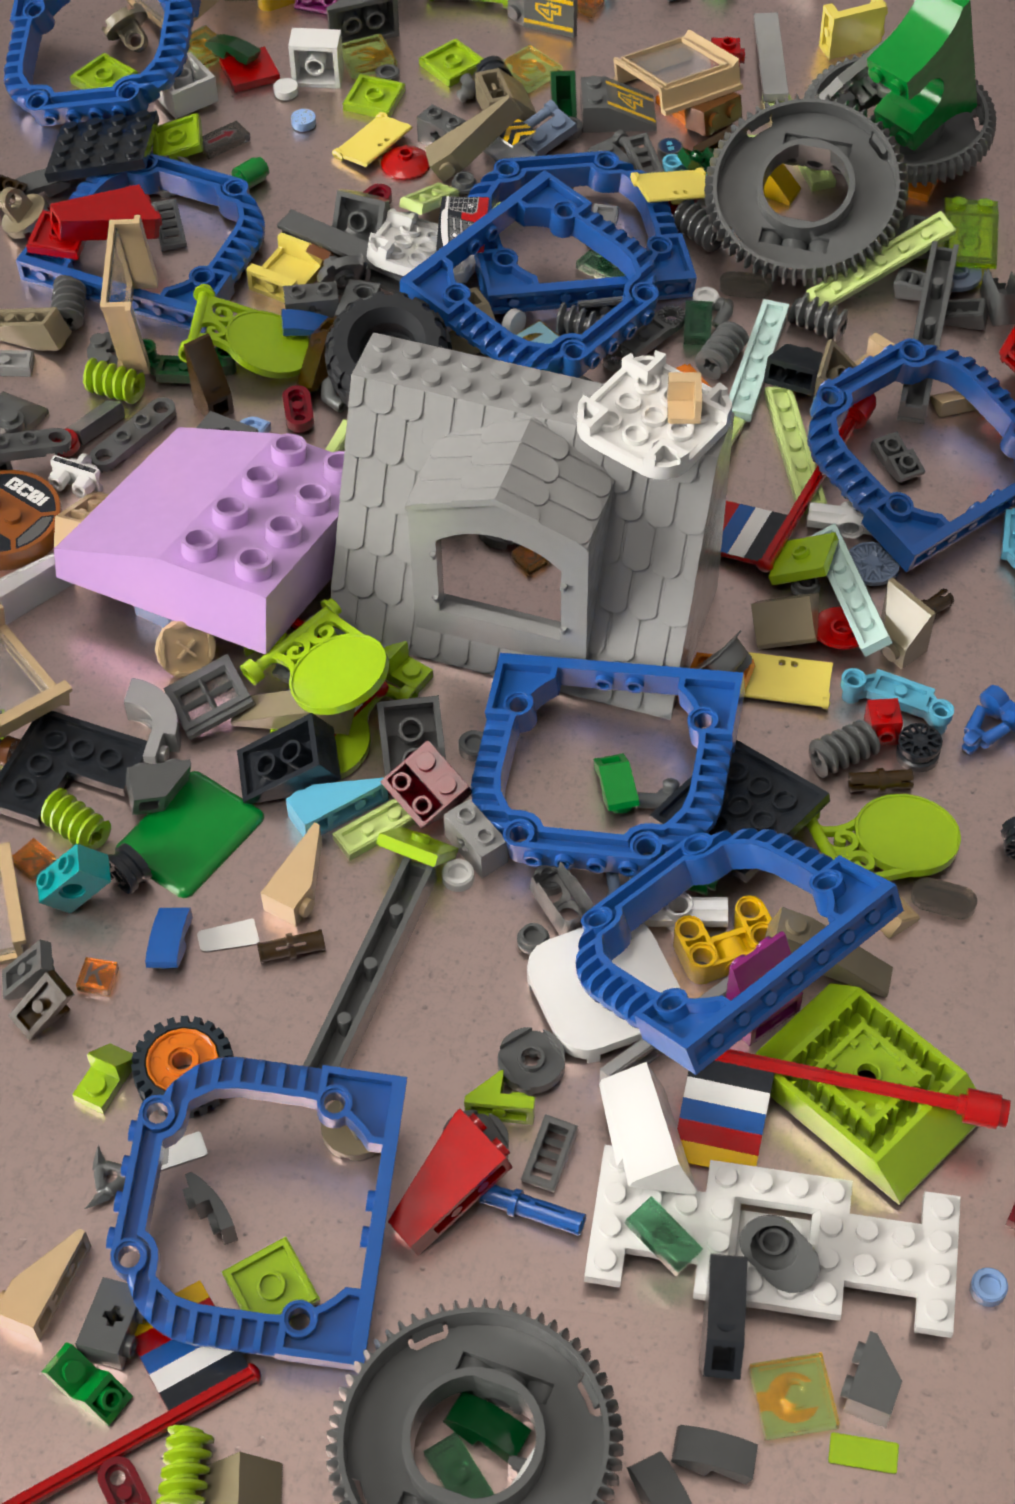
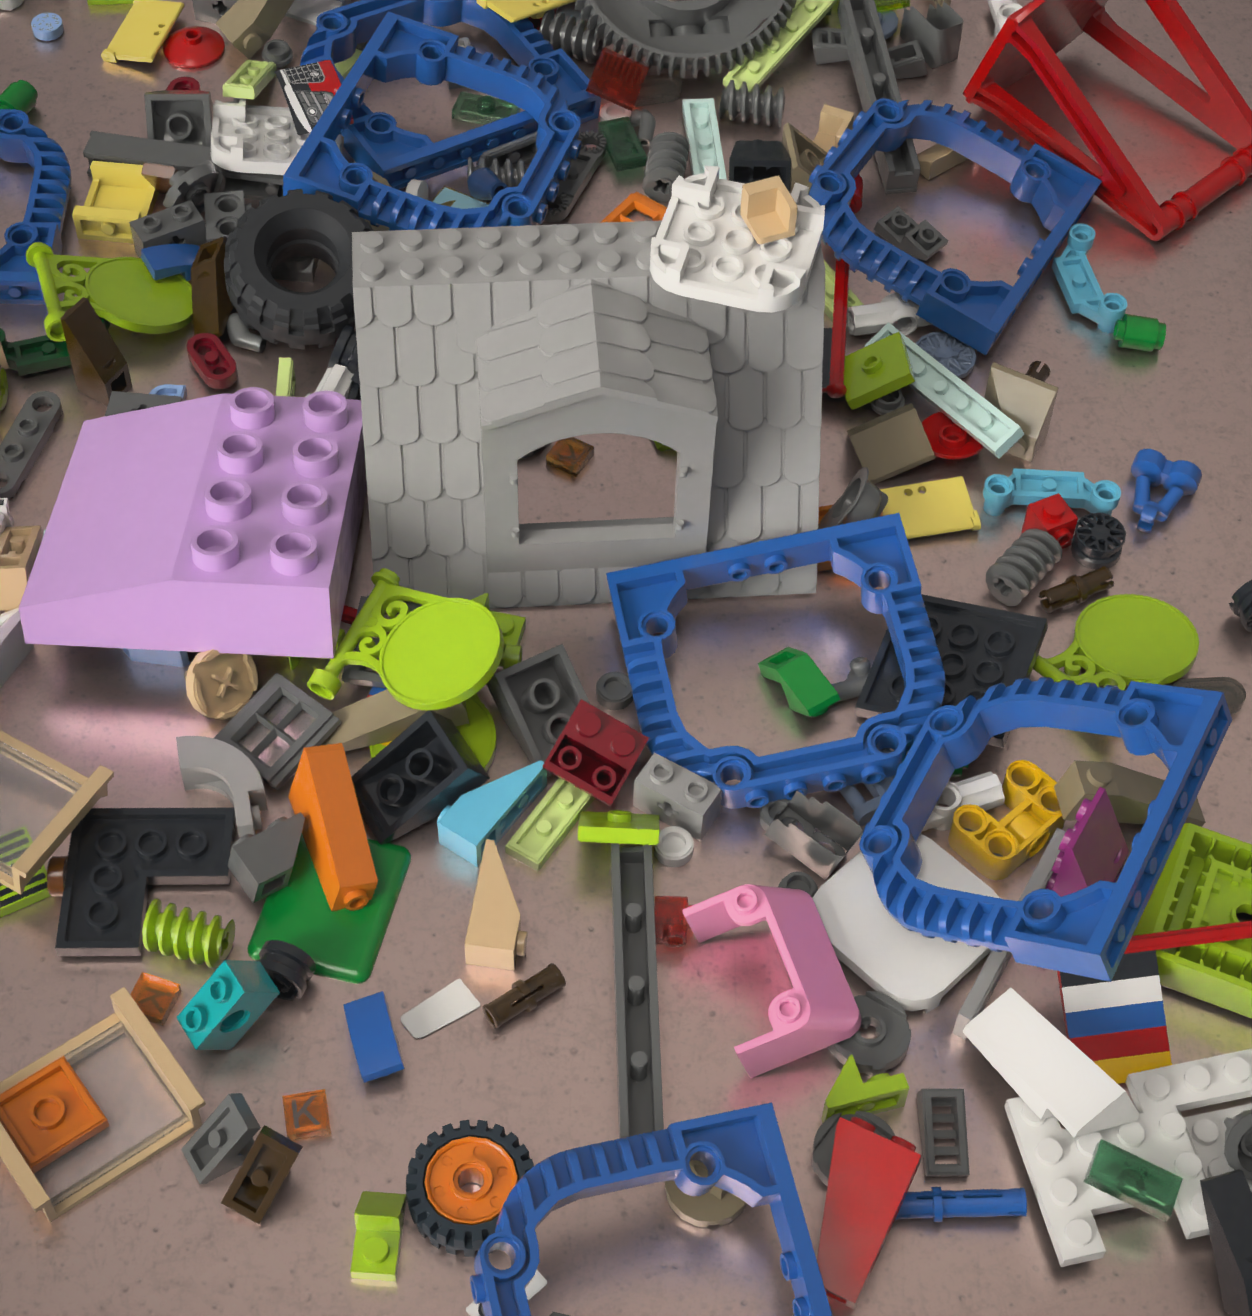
camera: 25 degrees left, 0 degrees up
(210, 777) = (333, 827): none -> orange slope
(426, 928) = (670, 922): none -> clear red plate
(500, 1015) = (821, 1003): none -> bright pink windscreen
(563, 324) = (484, 184): none -> dark blue cone
(715, 269) = (617, 79): none -> clear red piece

